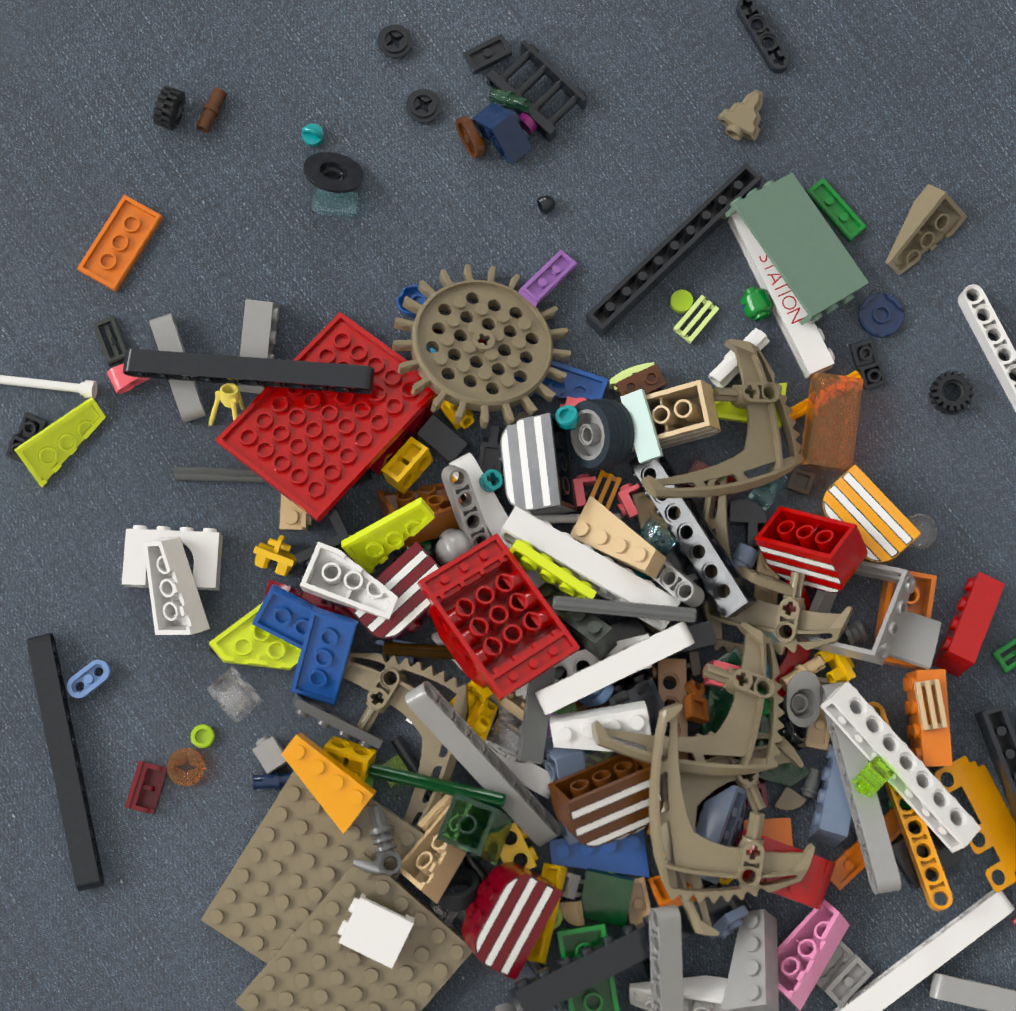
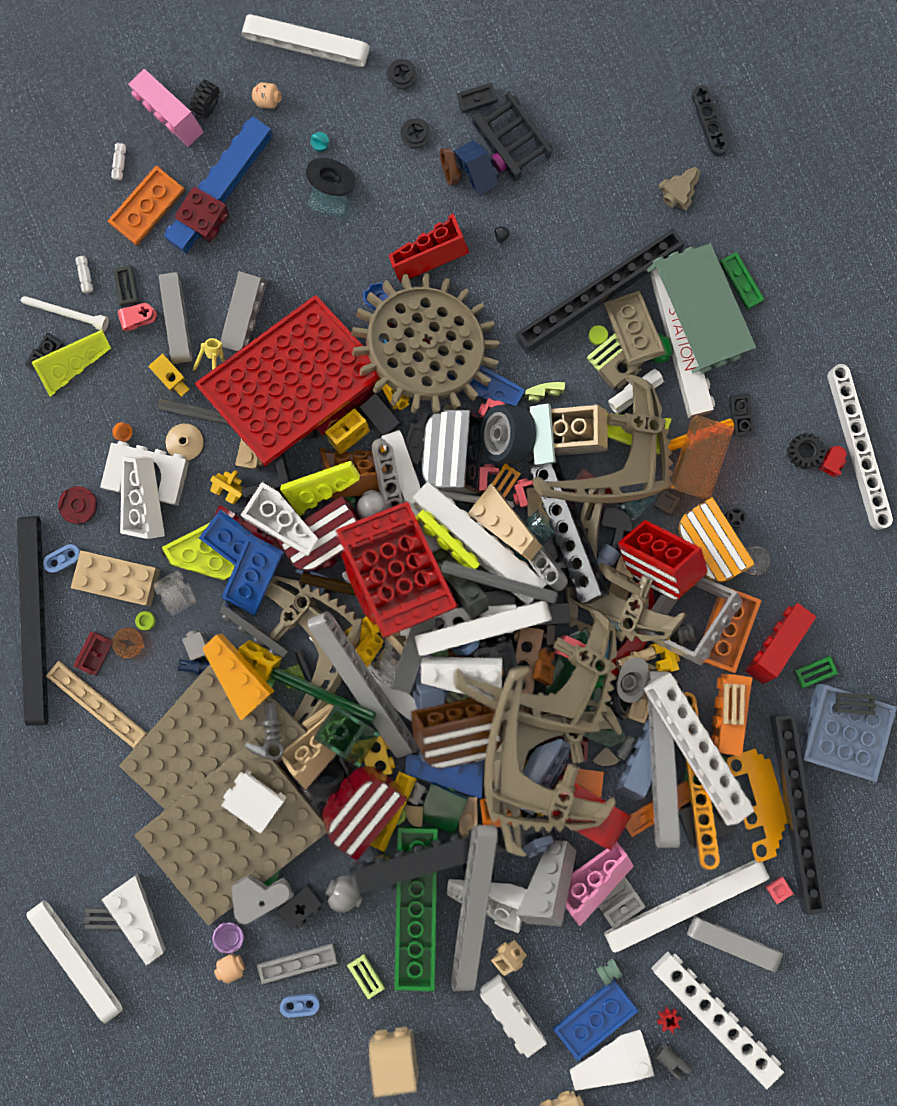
camera: 15 degrees right, 5 degrees up
(59, 336) = (84, 274): none -> white axle
(78, 198) = (118, 161): none -> white axle
(96, 611) = (77, 505): none -> dark red tile
(124, 125) = (165, 107): none -> bright pink wedge
(136, 513) = (122, 432): none -> orange tile
(158, 691) = (115, 578): none -> tan brick
(160, 849) = (96, 704): none -> tan tile
(174, 429) = (164, 369): none -> yellow torso
(189, 241) = (202, 214): none -> dark red bracket
(202, 205) = (225, 176): none -> blue brick
(211, 110) = (239, 106): reddish brown pin -> none
(221, 520) = (193, 444): none -> tan dish
(240, 92) = (266, 95): none -> light nougat head
(249, 371) = (231, 331): black beam -> none
(275, 22) = (305, 40): none -> white beam
(466, 237) = (430, 250): none -> red wedge
(495, 476) = (416, 453): teal bush -> none
(510, 100) = (487, 141): clear green pin -> none
(548, 278) = (491, 296): medium lavender tile -> none
(567, 417) = (483, 416): teal tile -> none
(649, 380) = (557, 397): reddish brown bracket -> none
(721, 322) = (611, 374): none -> dark tan brick
(723, 285) = (634, 328): none -> dark tan tile
(872, 777) = (673, 754): clear neon green brick -> none
(880, 315) = (761, 376): dark blue tile -> none
(887, 482) = (737, 515): none -> black wheel
(916, 640) = (732, 649): light grey slope -> none
(928, 222) = (818, 303): dark tan wedge -> none
(986, 399) = (833, 461): none -> red brick

